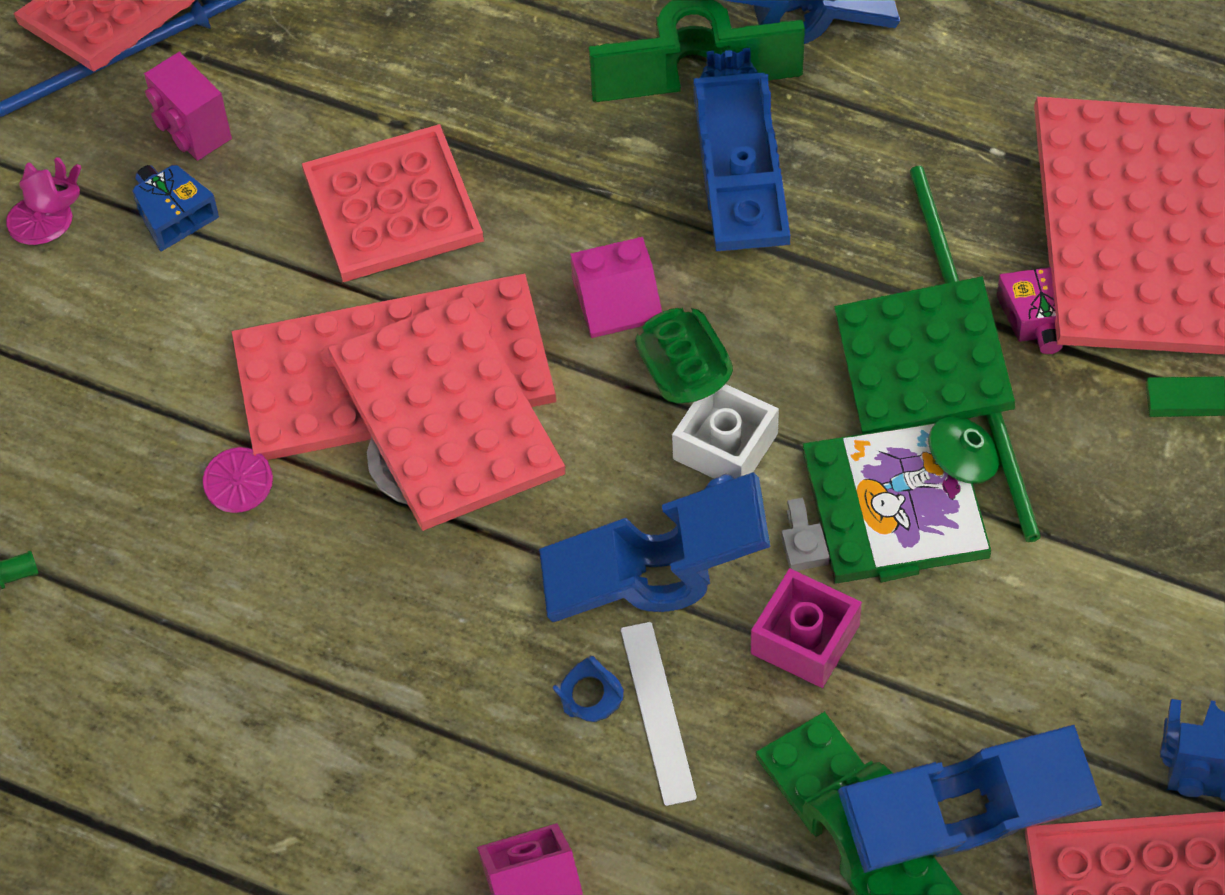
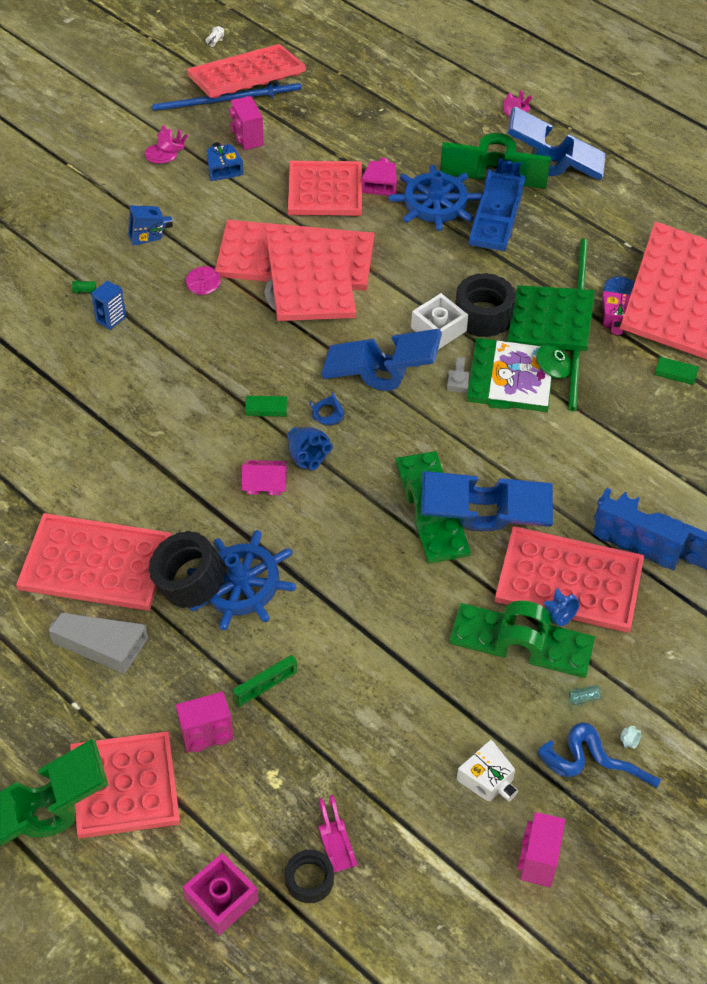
camera: 15 degrees right, 5 degrees down
(82, 394) = (147, 224): none -> blue torso
(83, 601) = (108, 305): none -> blue brick
(470, 717) = (266, 406): none -> green tile
(490, 149) = (380, 178): none -> dark pink torso
(587, 785) = (308, 446): none -> blue piece
(611, 161) = (435, 197): none -> blue piece
(615, 286) = (415, 248): dark pink slope -> none
(658, 714) = (356, 431): white sticker -> none
(683, 355) = (433, 282): green tile -> none
(805, 336) = (487, 289): none -> black tyre
(805, 627) = (441, 411): dark pink brick -> none
(1019, 250) = (619, 285): none -> blue wheel

